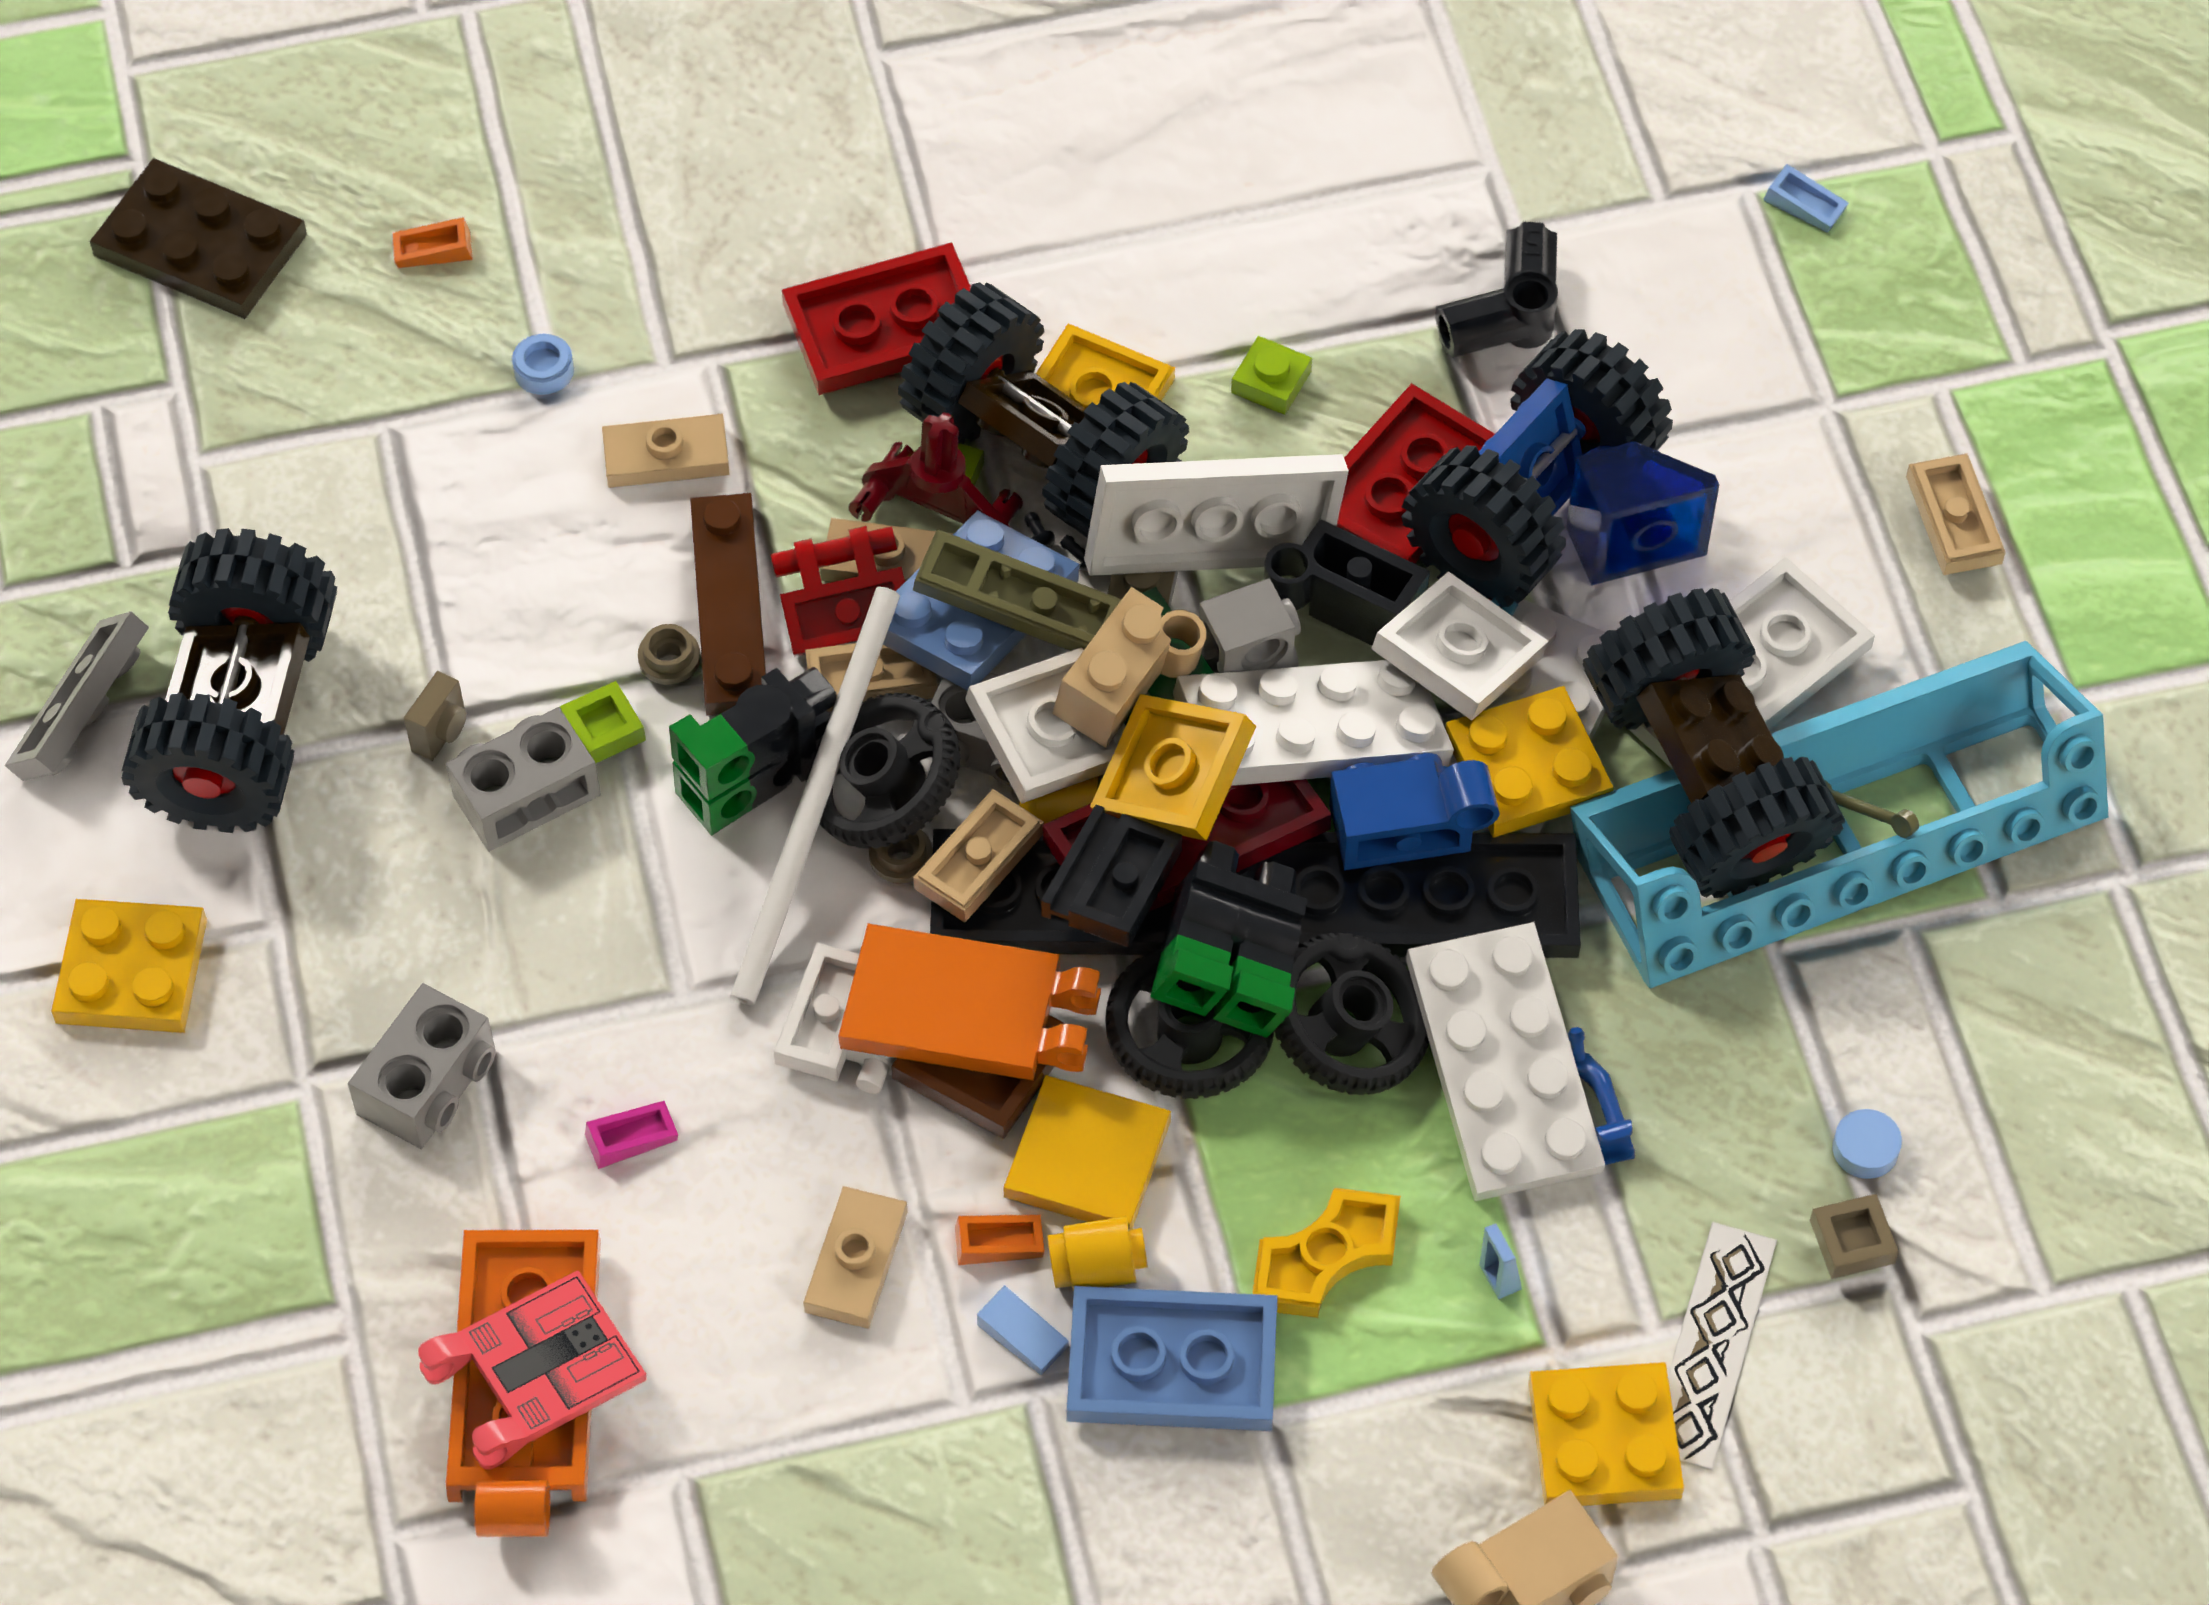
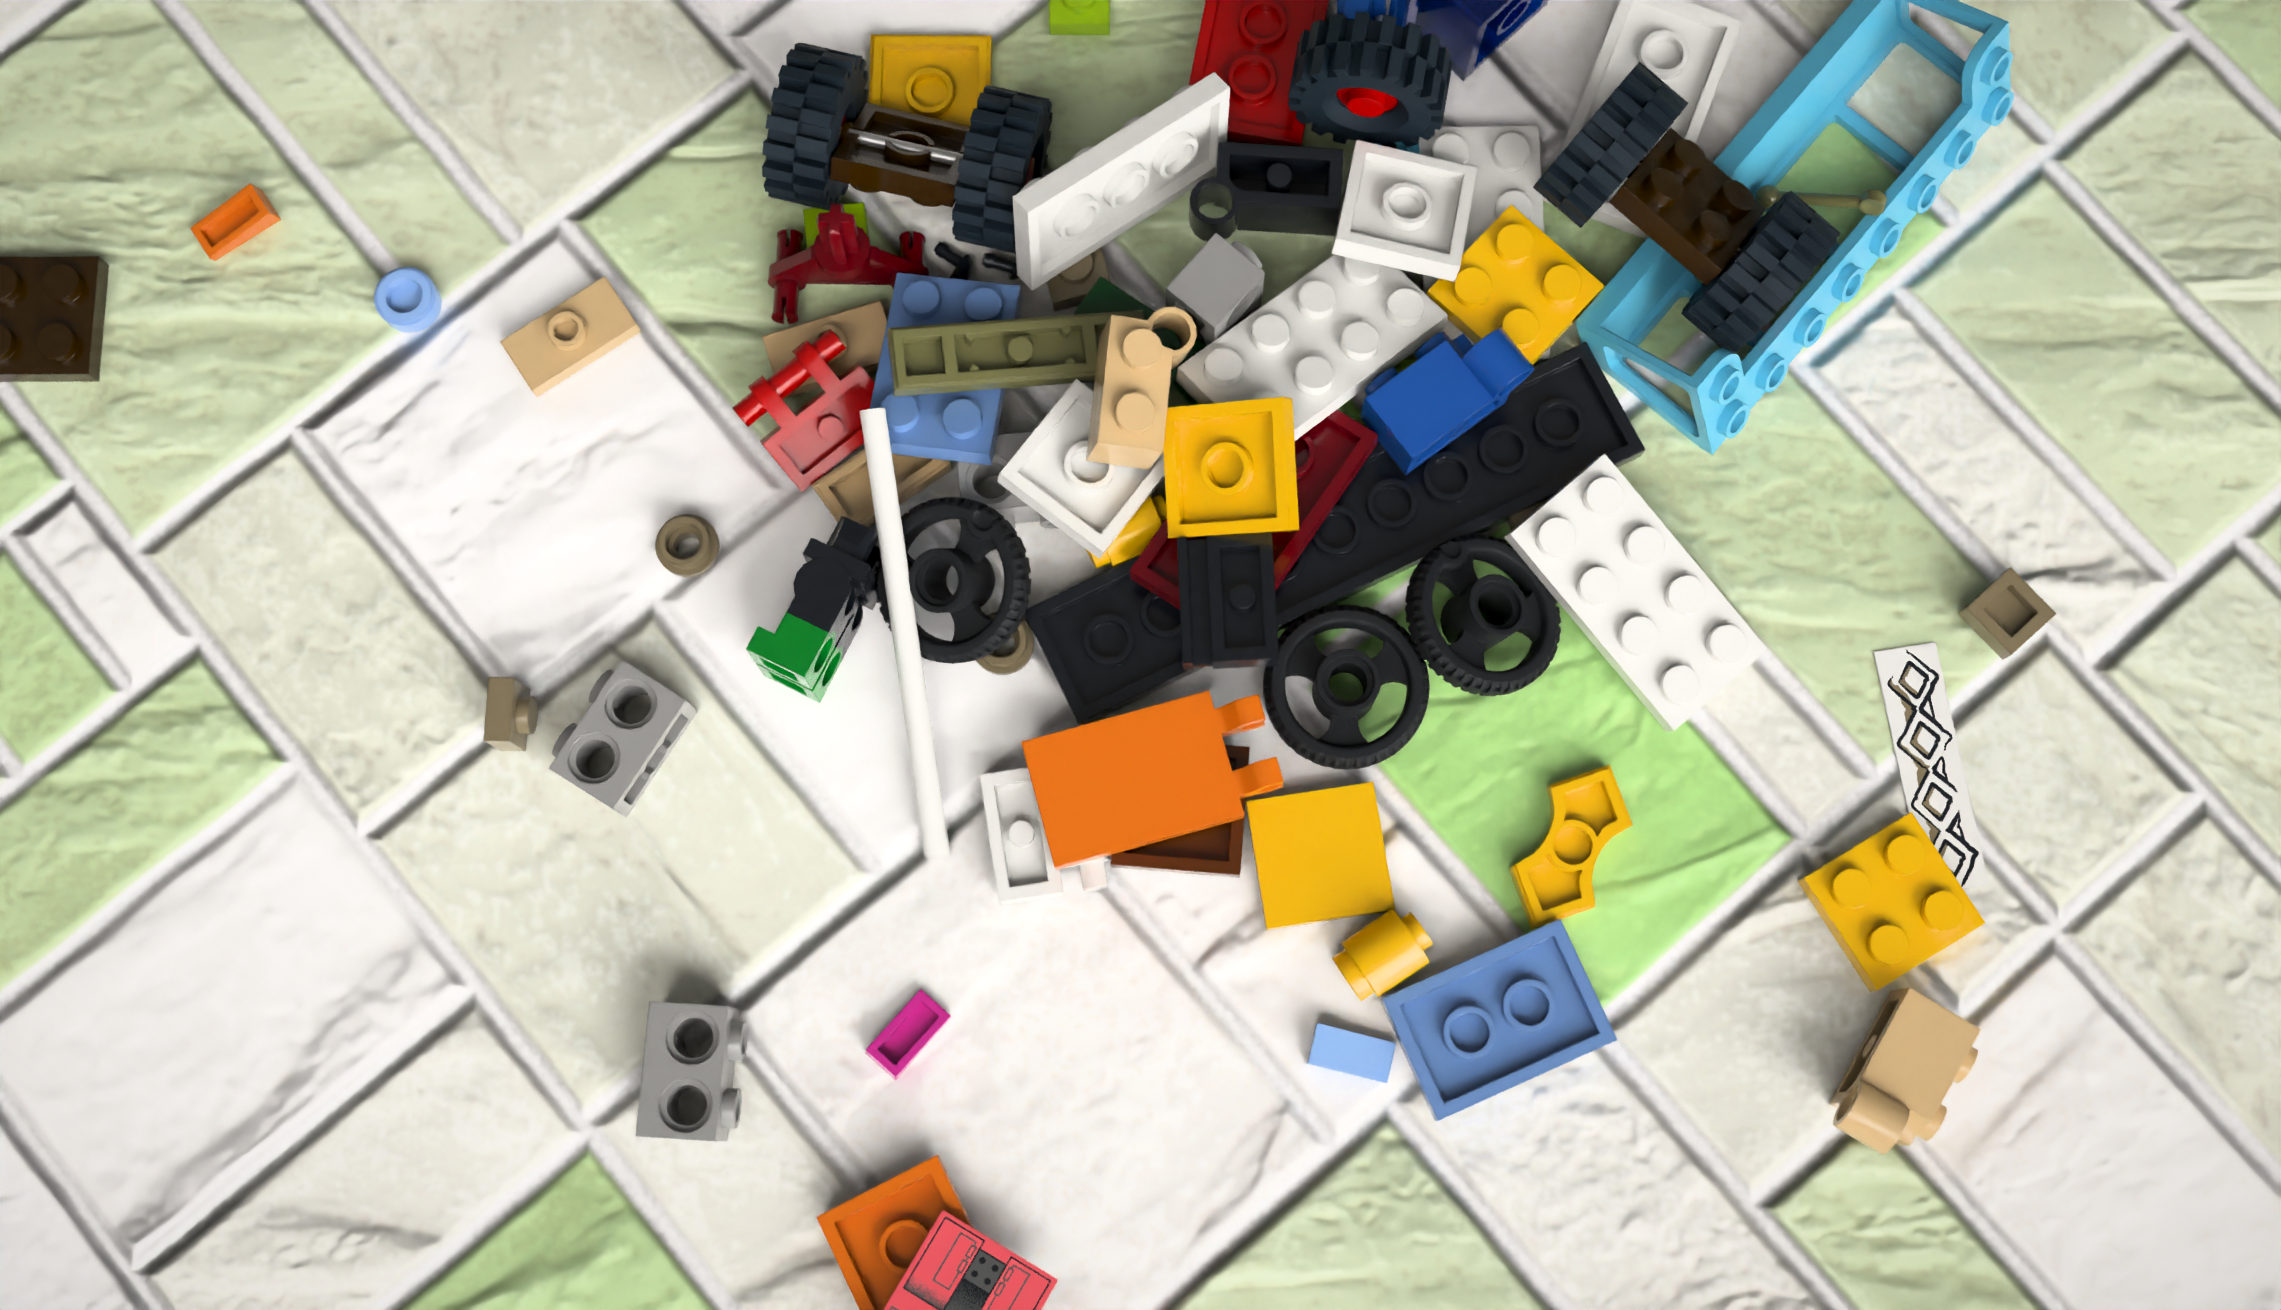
camera: 25 degrees left, 20 degrees up
(78, 697) = (161, 856): light grey plate -> none
(129, 965) = (360, 1097): yellow plate -> none
(246, 627) = (301, 784): black plate -> none
(604, 721) = (665, 645): lime plate -> none
(727, 598) = (713, 465): reddish brown plate -> none
(855, 1257) = (1171, 1057): tan plate -> none
(869, 317) = (696, 108): red plate -> none
(978, 855) = (1084, 624): tan plate -> none
(998, 1238) = (1284, 974): orange piece -> none
(1232, 941) = (1361, 608): hips -> none
(1499, 1263) = (1729, 791): light blue piece -> none
(1614, 1136) = (1761, 611): blue piece -> none
(1867, 1143) = (1969, 516): light blue tile -> none

